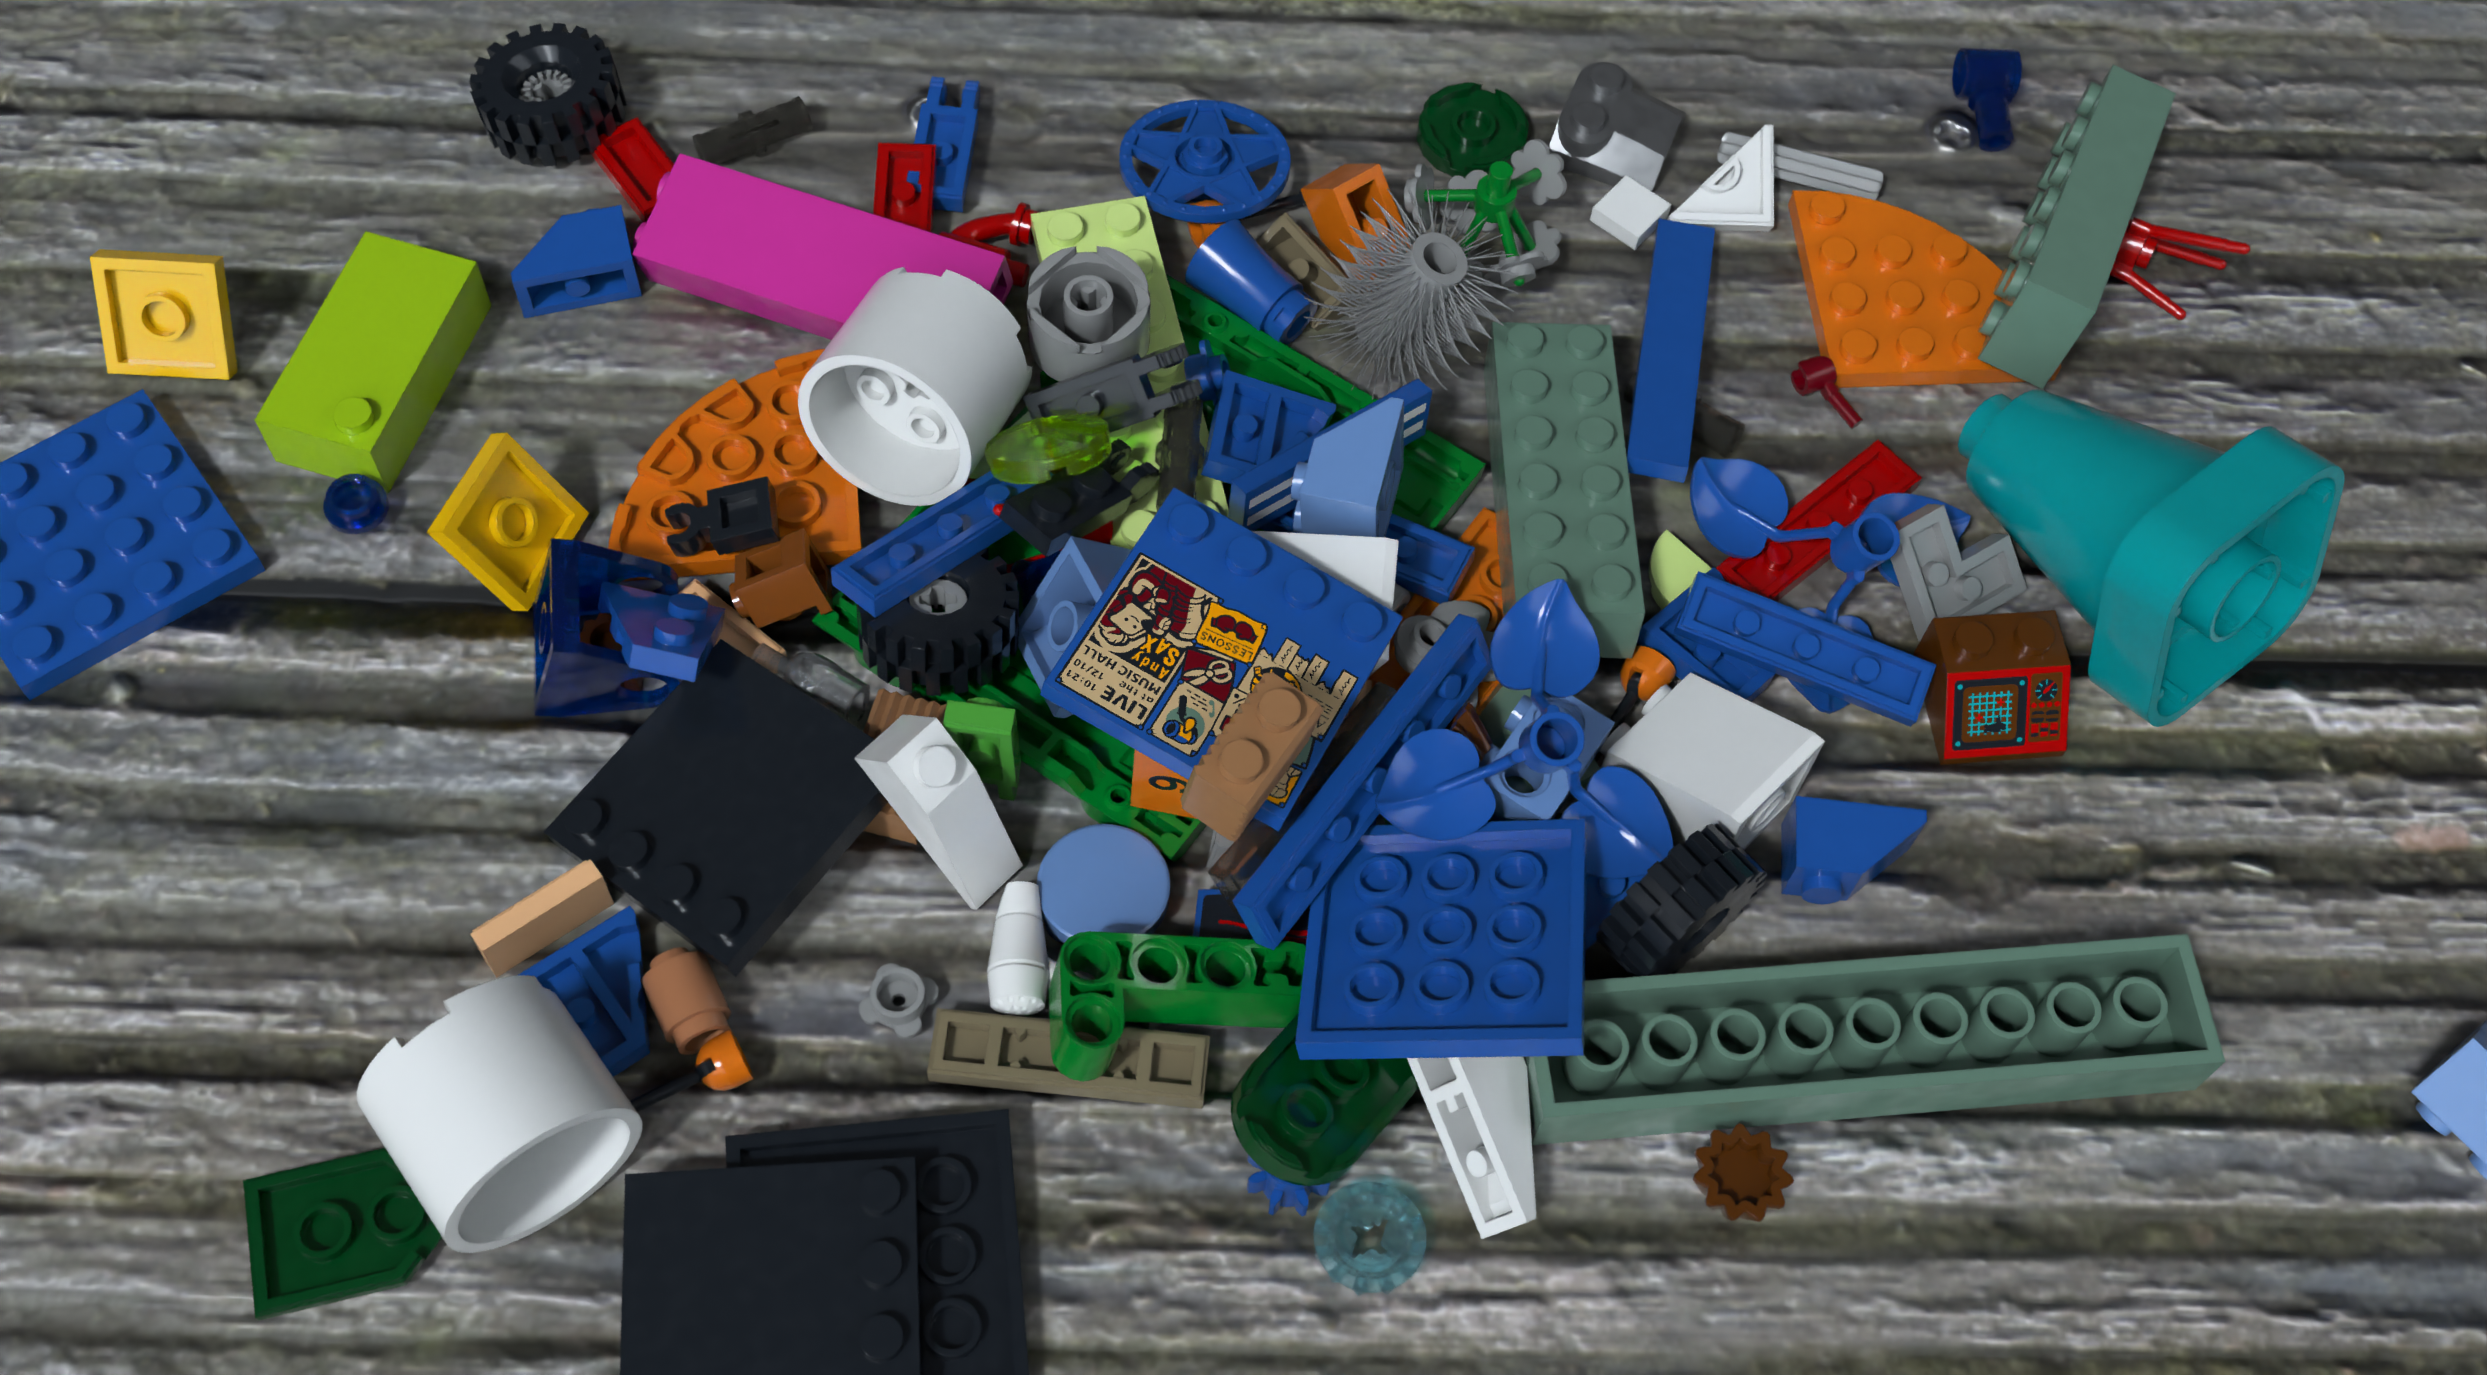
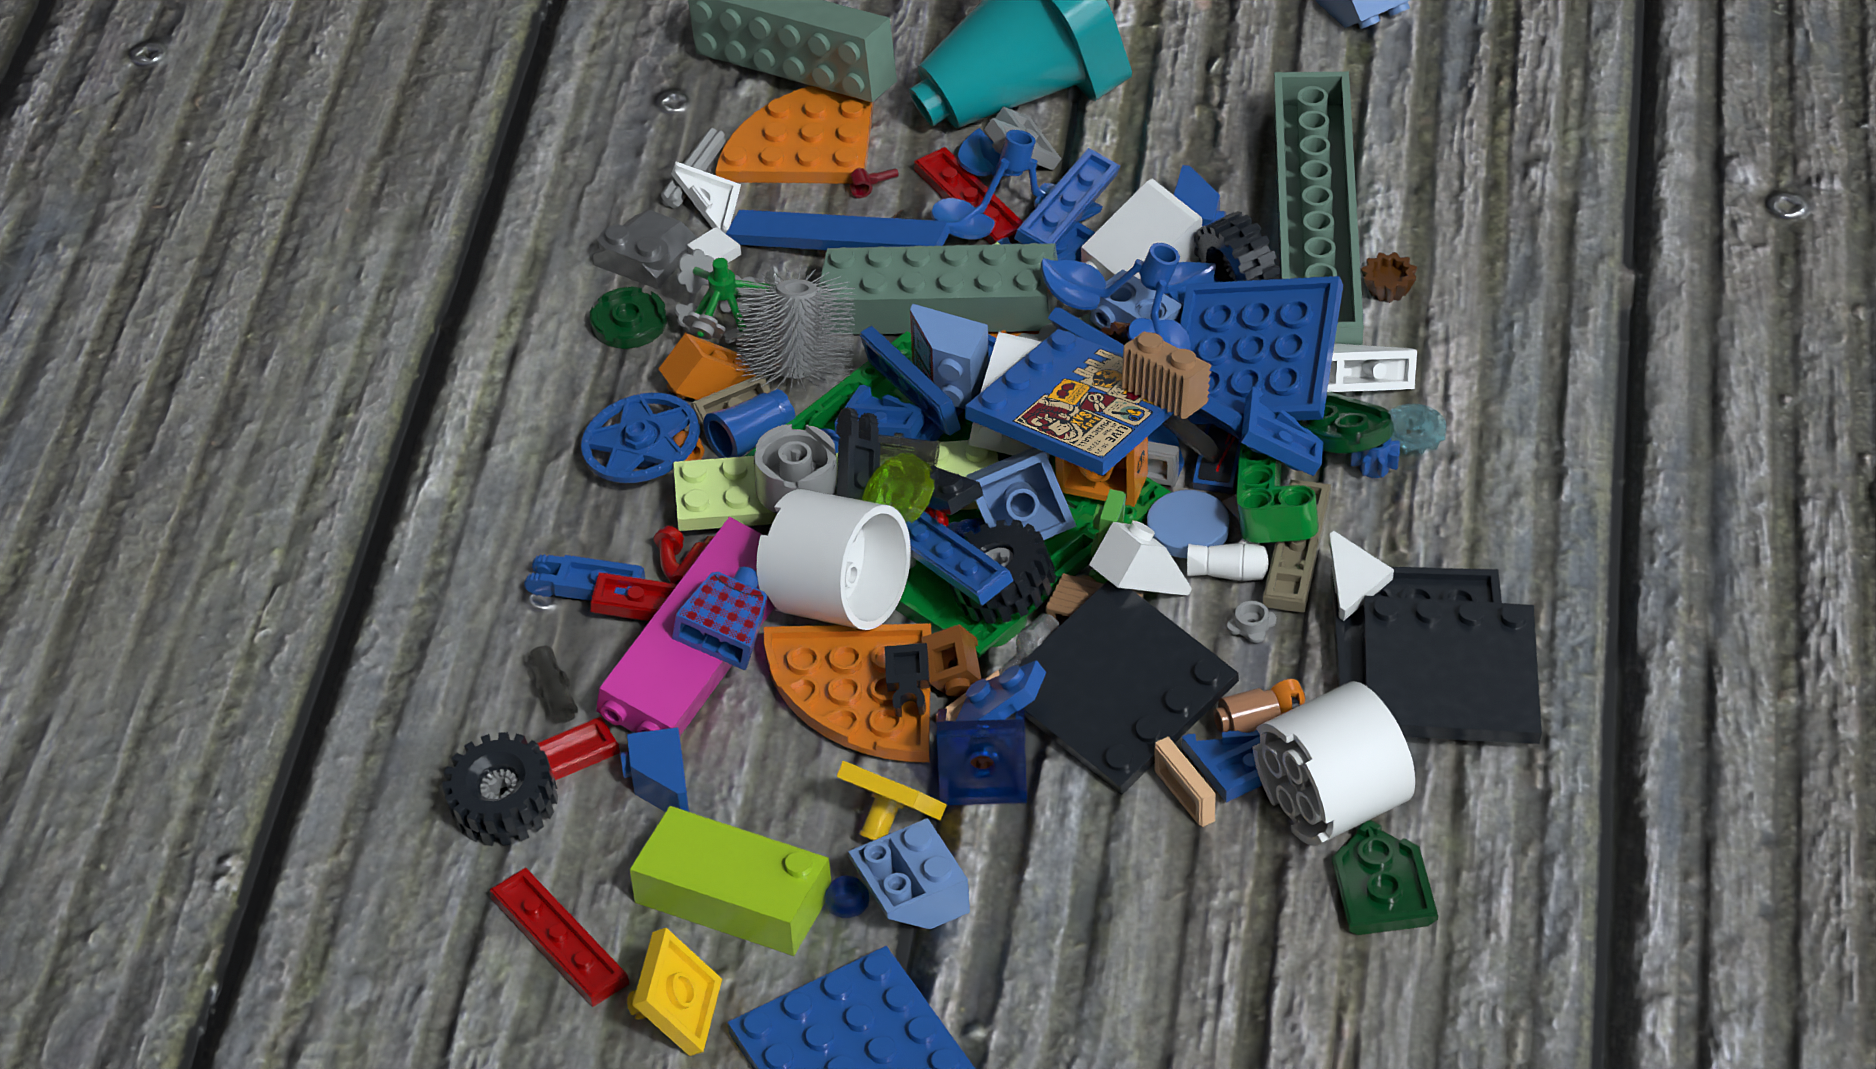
camera: 75 degrees left, 15 degrees down
(319, 199) = (559, 937): none -> red tile
(359, 568) = (913, 876): none -> medium blue slope
(799, 271) = (723, 617): none -> blue torso
(972, 1144) = (1355, 574): none -> white tile
(1239, 984) = (1280, 436): none -> blue wing
(1989, 83) = (645, 71): clear blue pin -> none
(1997, 686) = (1097, 124): reddish brown slope -> none

